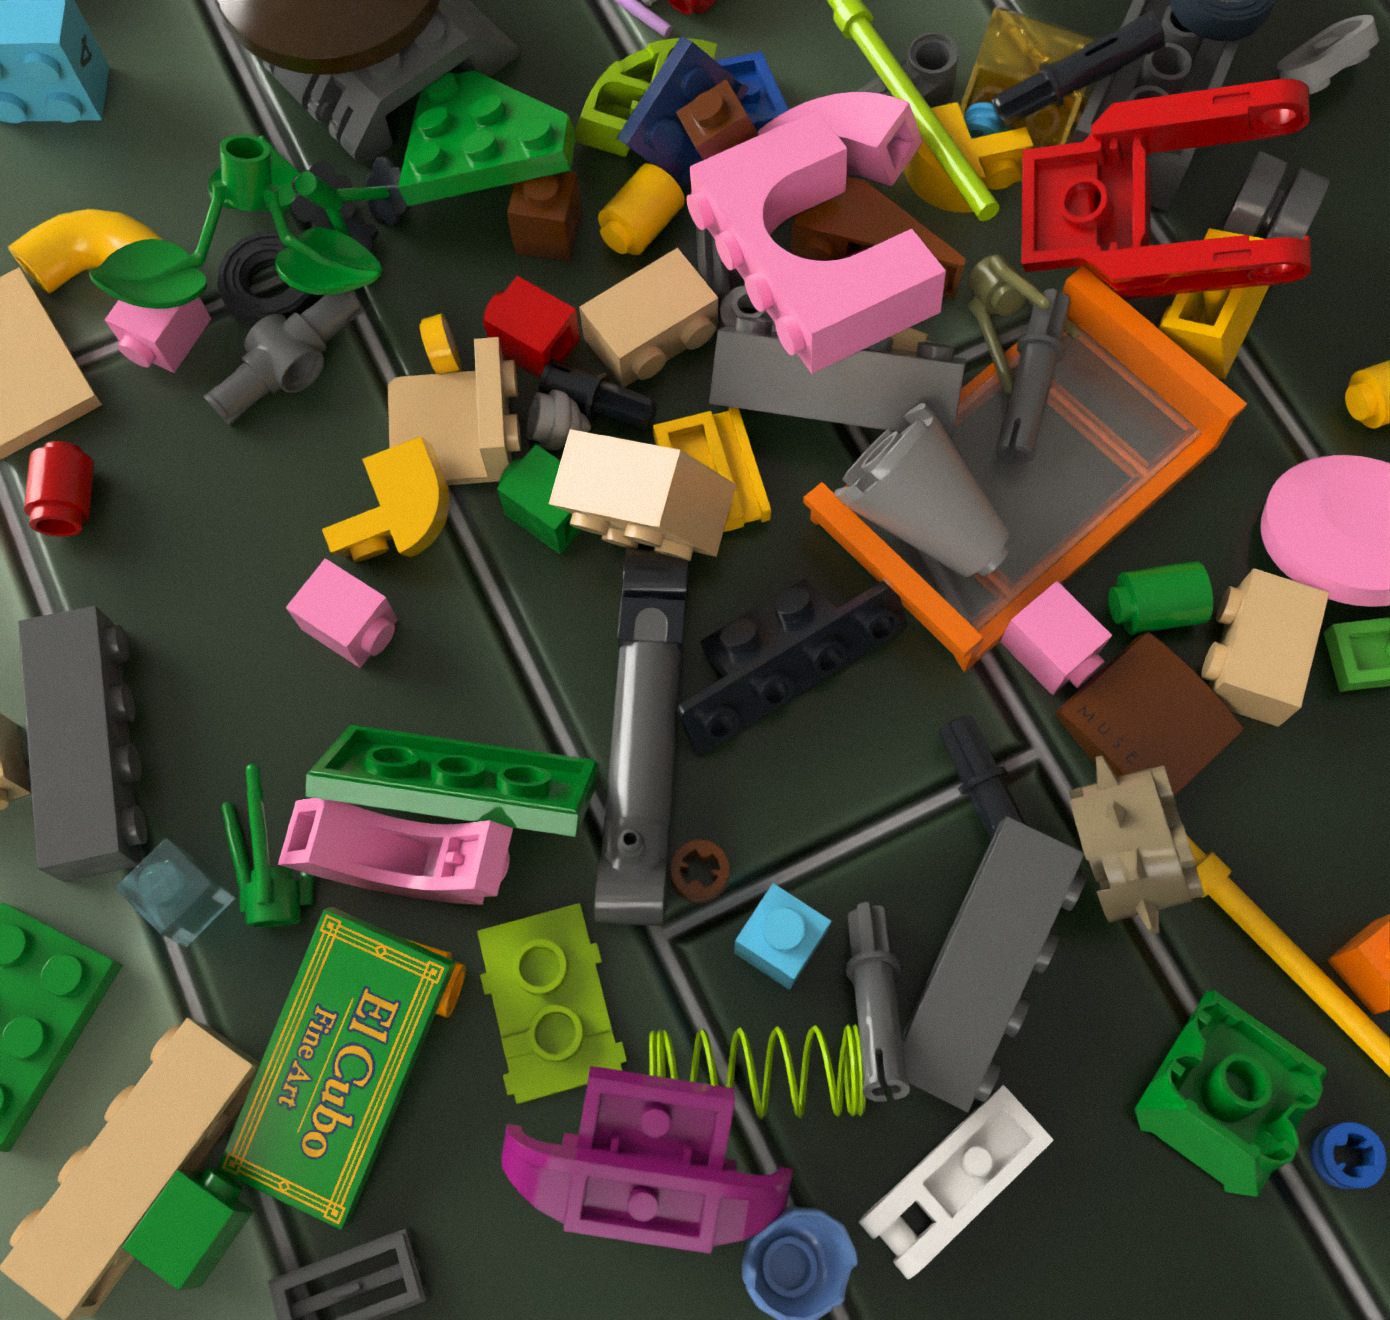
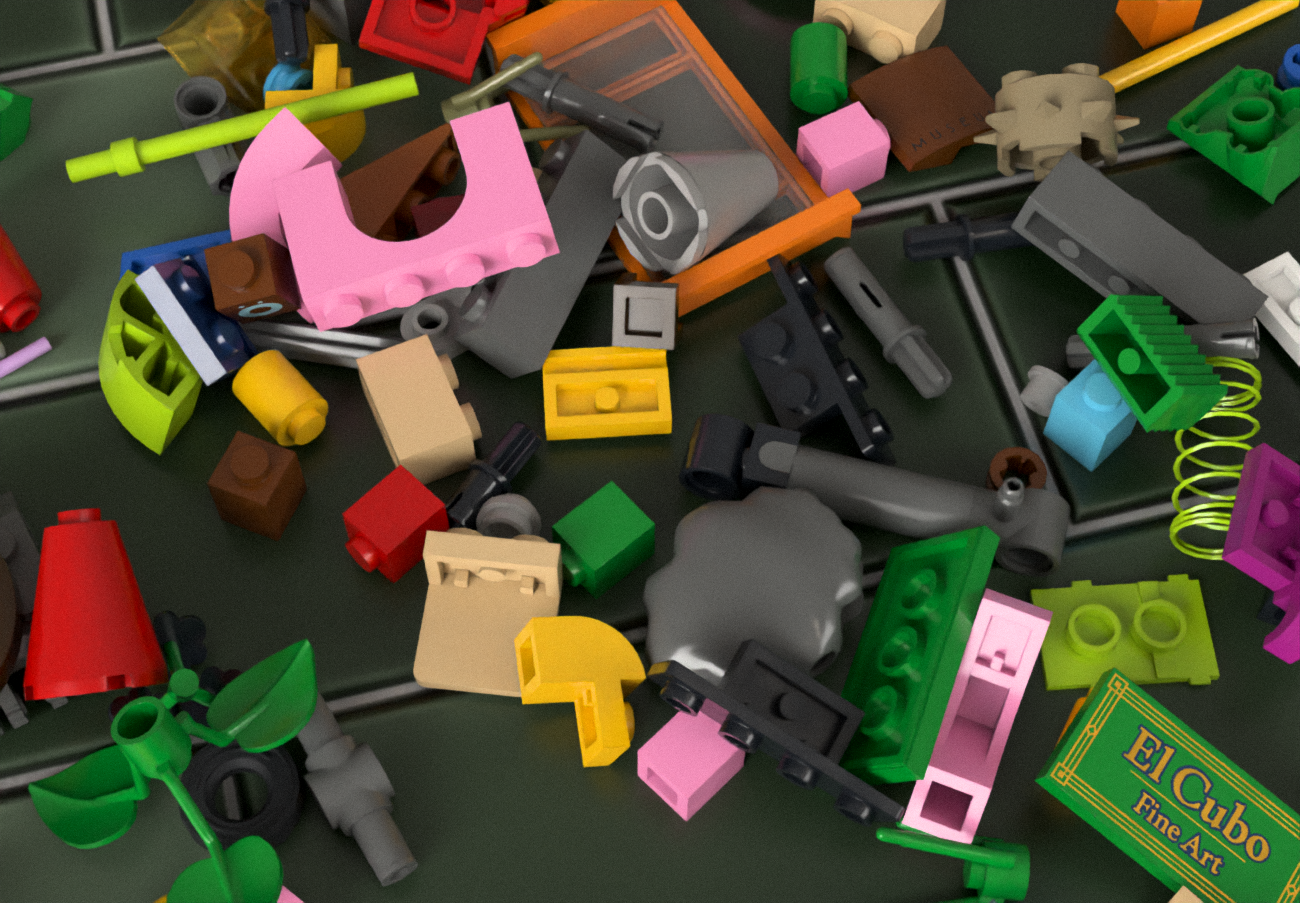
camera: 80 degrees left, 10 degrees down
(357, 106) = (88, 614): none -> red cone
(359, 663) = (785, 715): none -> black bracket
(440, 344) = (388, 617): yellow tile -> none
(480, 136) = (173, 507): green plate -> none
(505, 635) = (757, 571): none -> dark grey piece
(642, 495) = (650, 424): brick -> none
(786, 477) = (645, 314): none -> panel
(810, 885) = (1042, 389): none -> light grey piece
(819, 971) = (1151, 362): none -> green brick
(856, 716) = (900, 339): none -> dark grey axle

